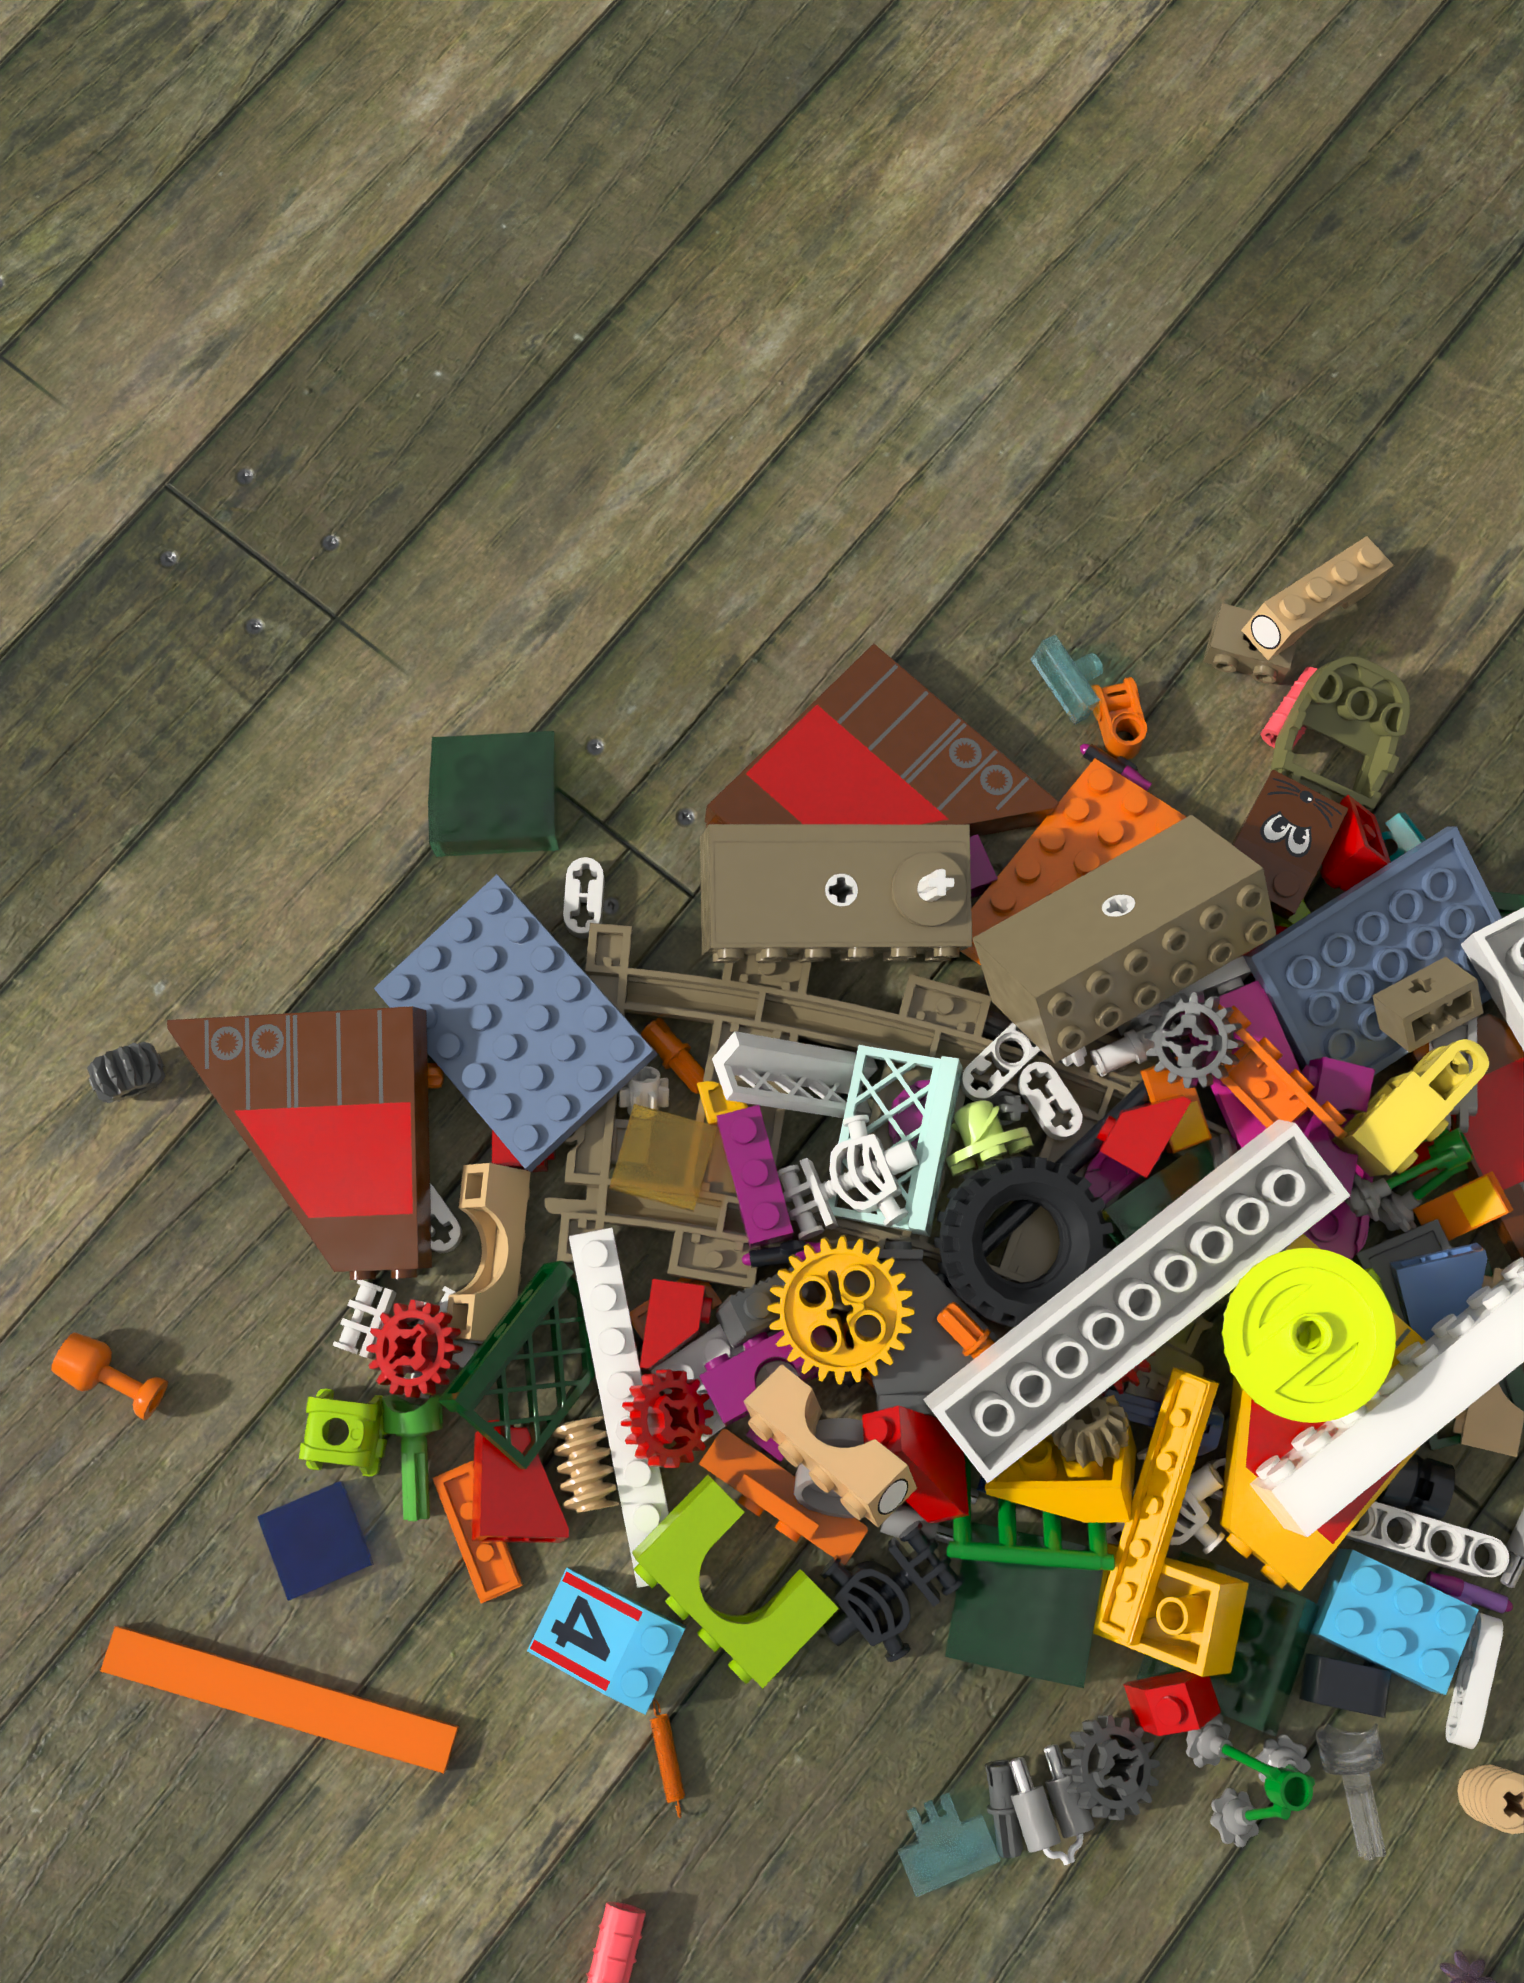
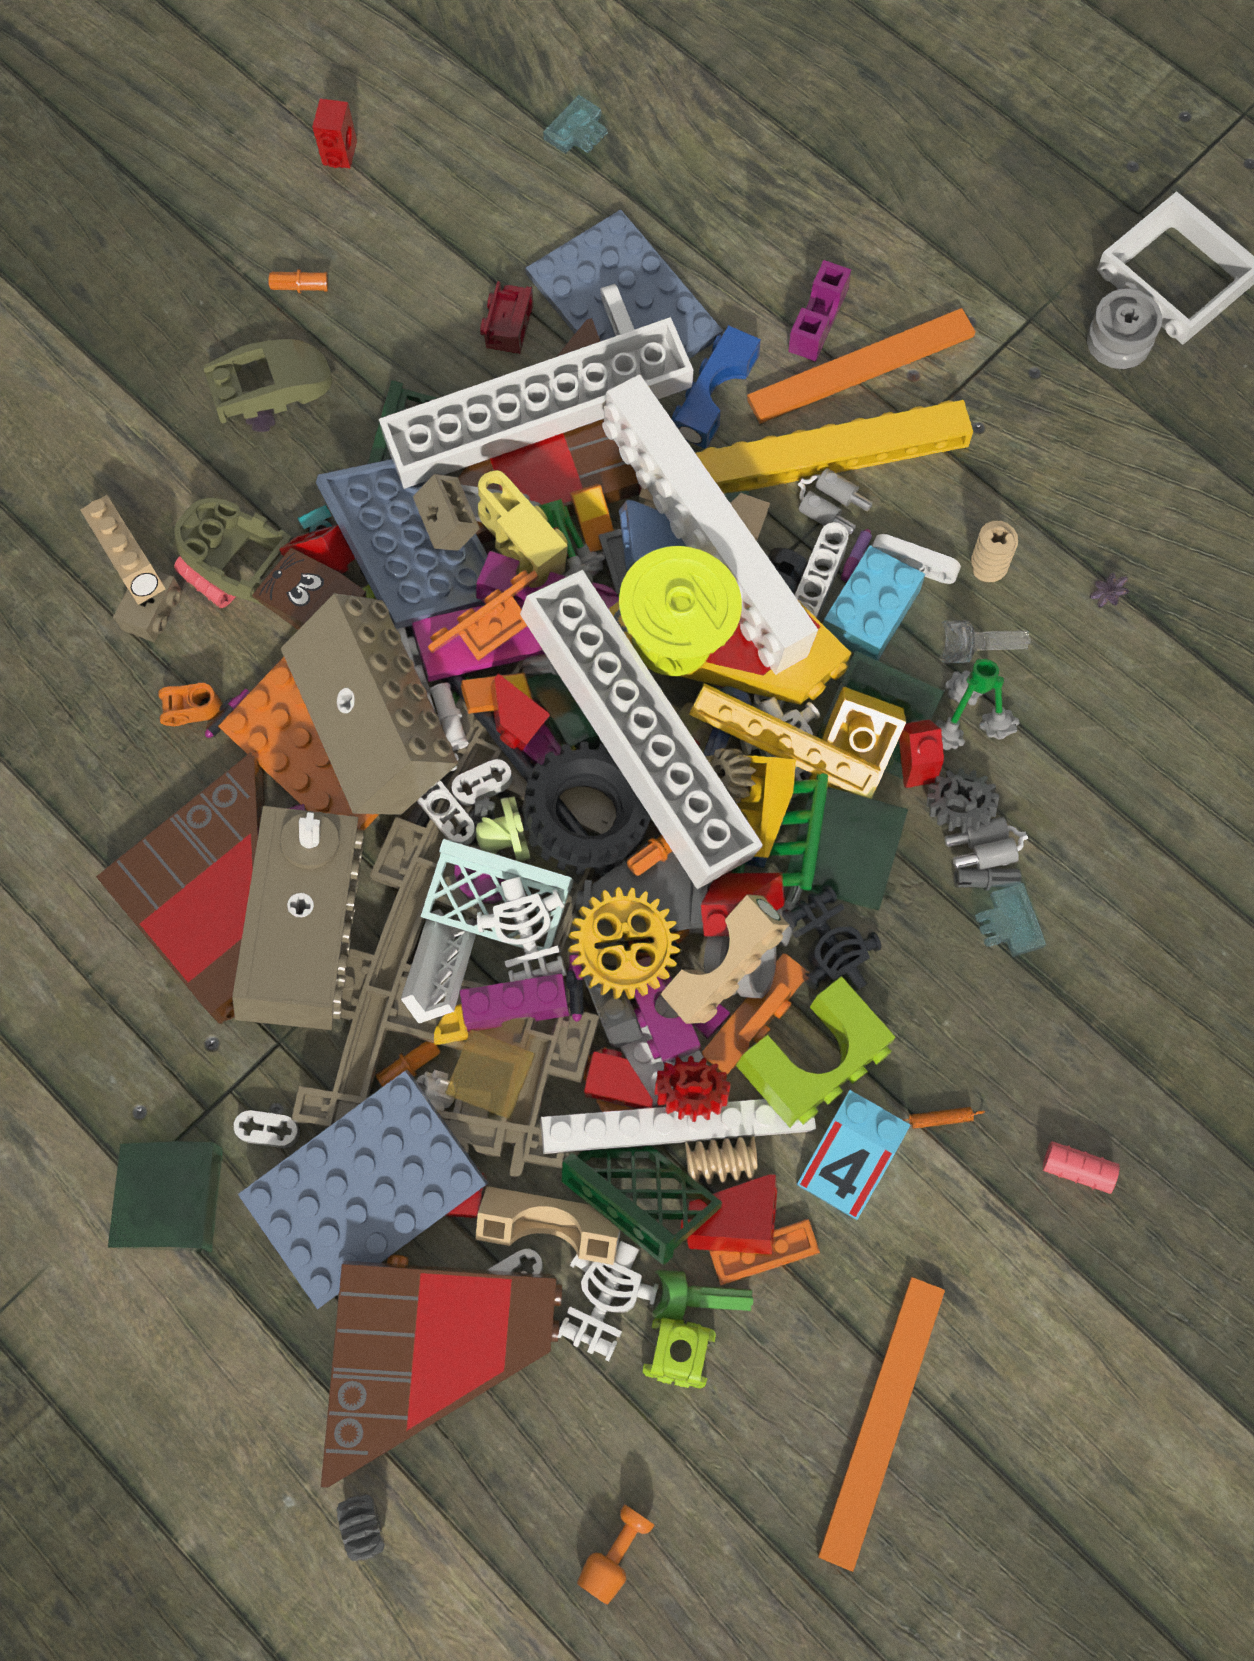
camera: 80 degrees left, 5 degrees down
(315, 1540) = (762, 1385): clear blue tile -> none
(418, 1348) = (608, 1296): red gear -> none
(1068, 678) = (150, 737): clear light blue tile -> none
(1196, 1023) = (467, 671): gear -> none
(1345, 1685) = (914, 640): black beam -> none

